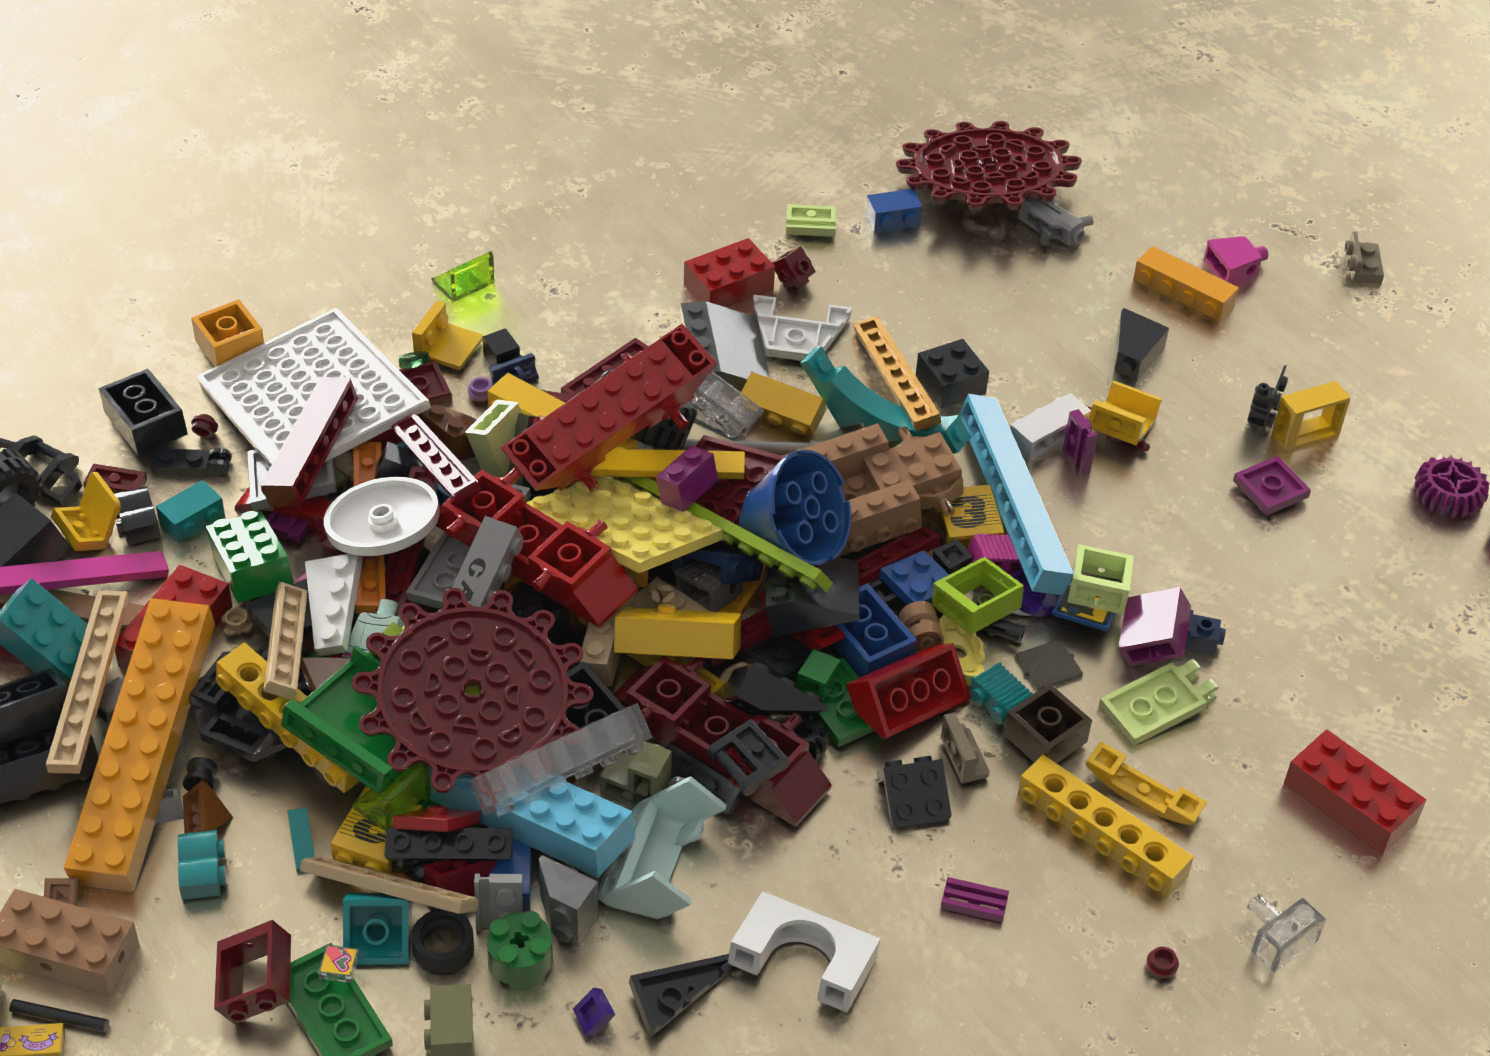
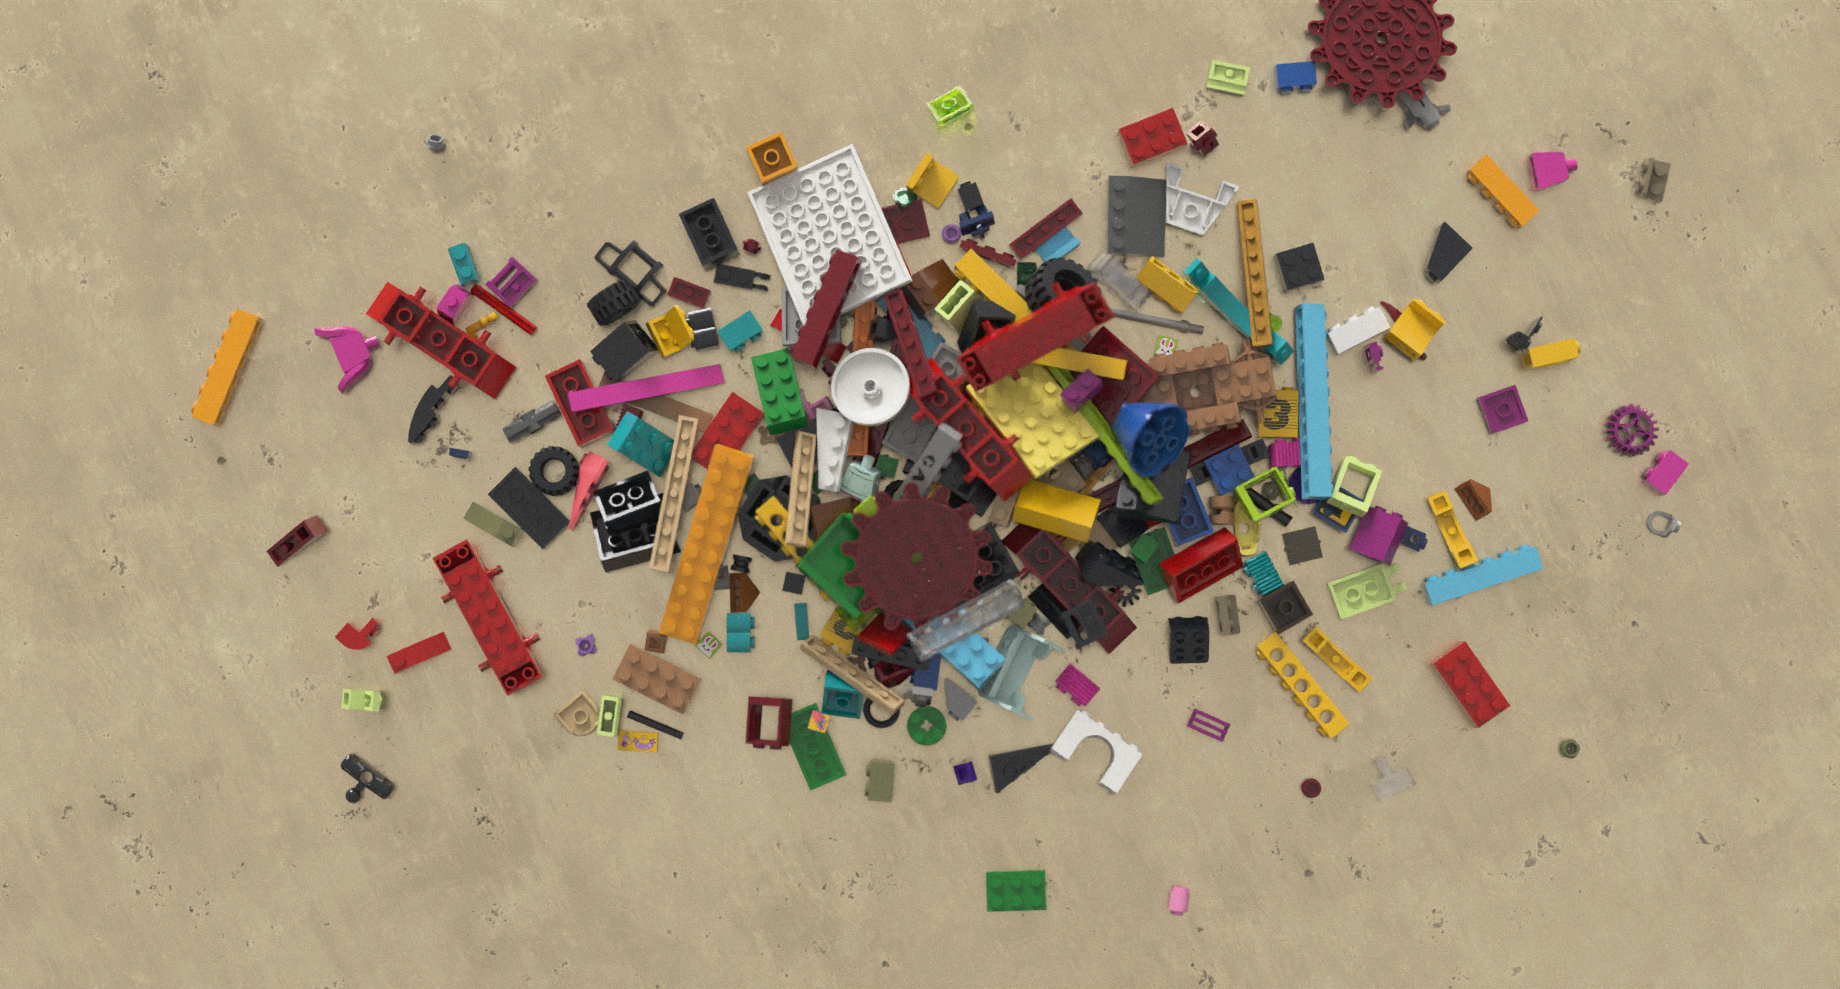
camera: 10 degrees right, 40 degrees up
(150, 892) = (708, 645): none -> tile
(286, 794) = (793, 583): none -> black tile
(754, 866) = (1077, 685): none -> dark pink brick
(1250, 619) = (1451, 530): none -> yellow slope
(1271, 582) = (1476, 498): none -> dark orange slope
(1317, 663) = (1483, 575): none -> medium azure brick

